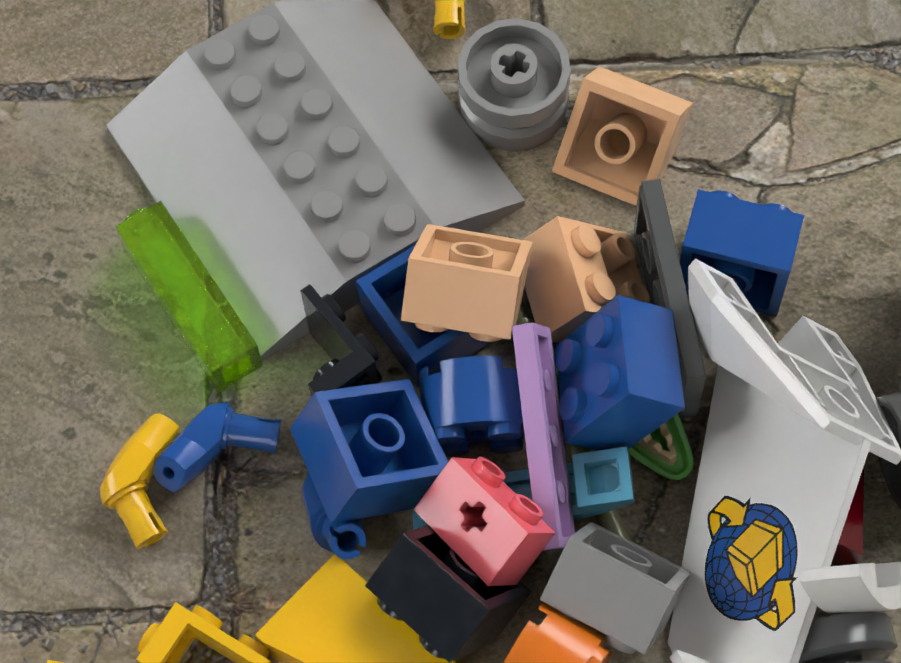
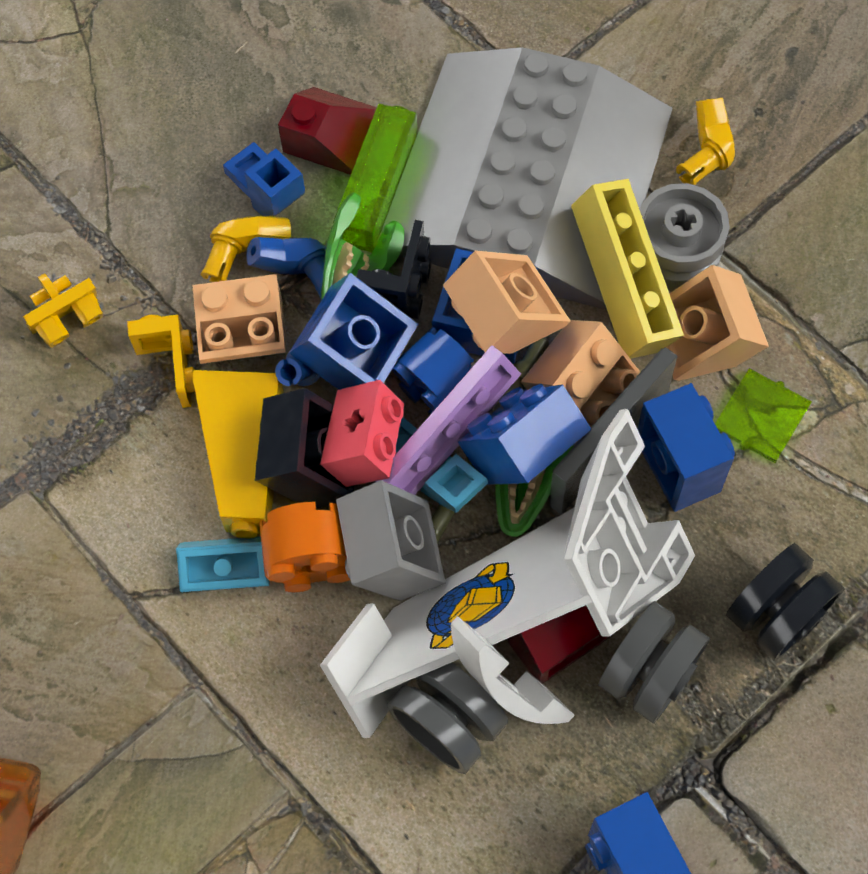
camera: 50 degrees right, 0 degrees up
(88, 296) = (325, 128): none -> dark red slope
(101, 401) = (266, 179): none -> blue brick
(236, 548) = (239, 319): none -> light nougat slope
(270, 396) = (345, 258): none -> bright green animal
(513, 152) = (626, 268): none -> light yellow brick
(747, 162) = (762, 415): none -> clear neon green piece

